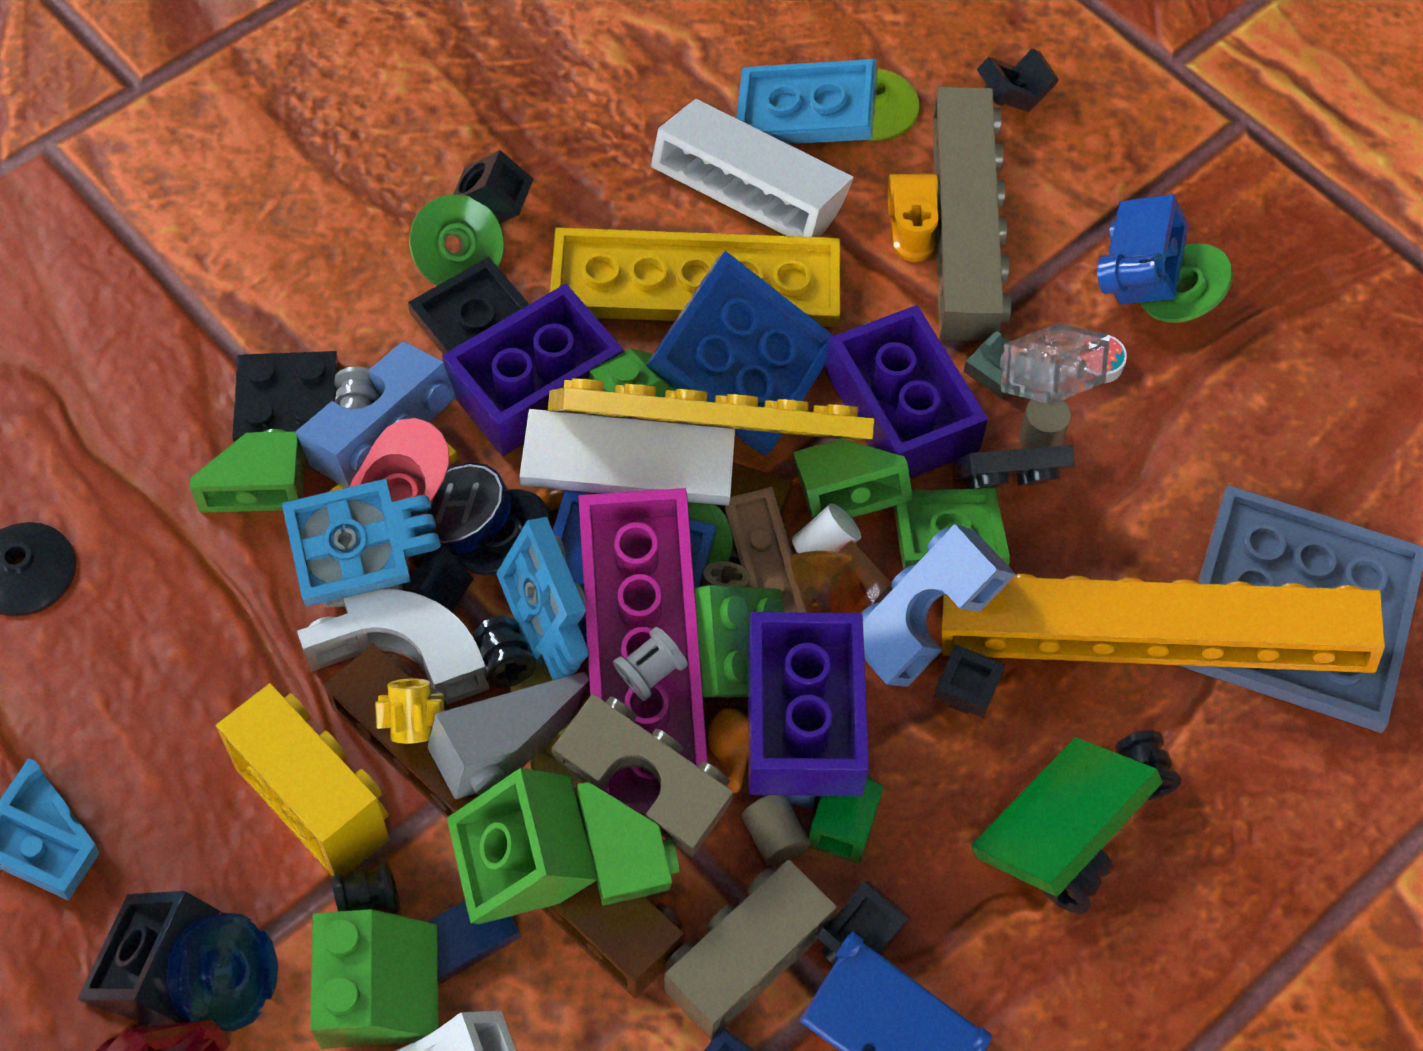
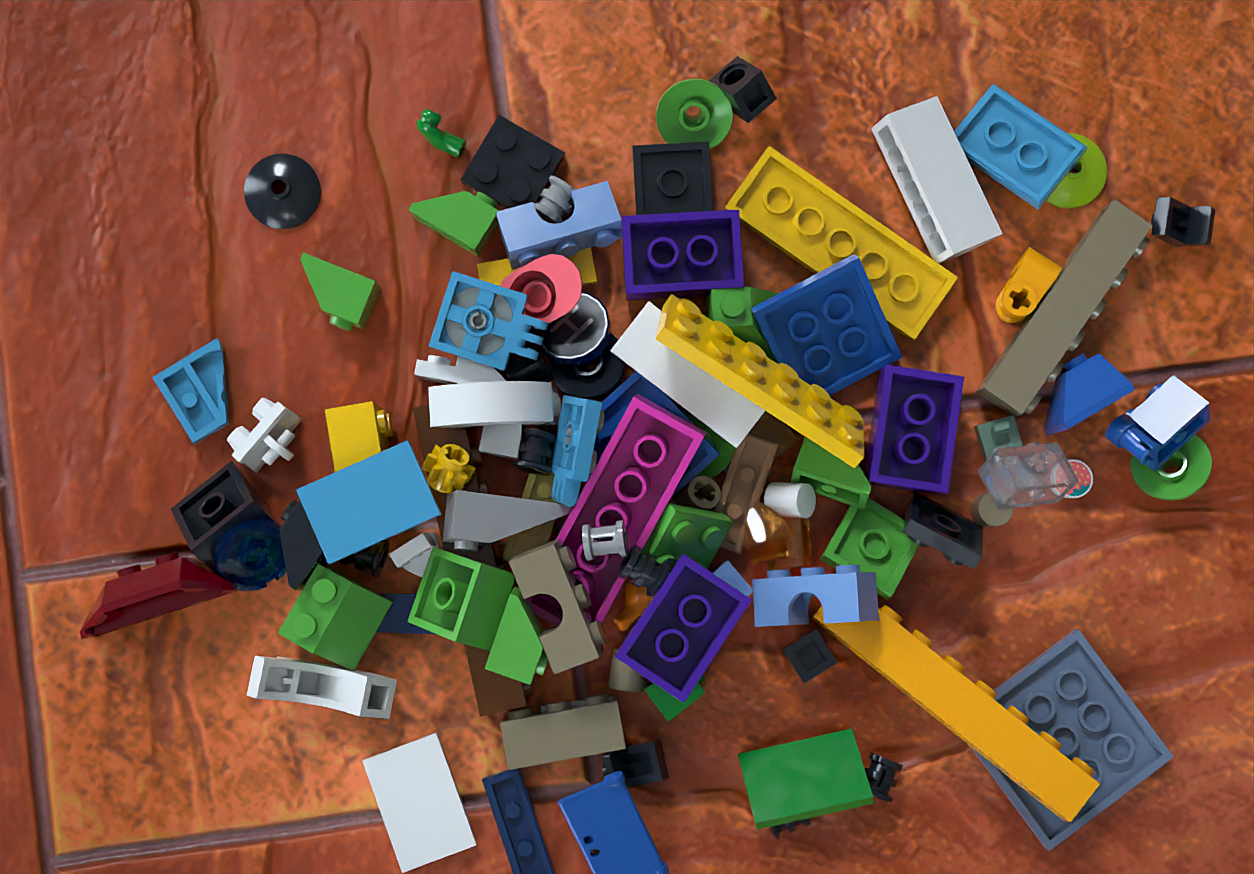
camera: 30 degrees right, 25 degrees up
(156, 622) = (341, 292): none -> bright green slope
(160, 834) = (267, 438): none -> white hips
(175, 413) = (439, 138): none -> green arm
(281, 890) = (299, 545): none -> black slope
(334, 790) = (368, 502): none -> dark azure tile
(413, 612) = (494, 404): none -> white arch
(429, 853) = (415, 553): none -> white tile
(718, 669) = (644, 570): none -> black bush
(1047, 263) = (1084, 391): none -> blue slope

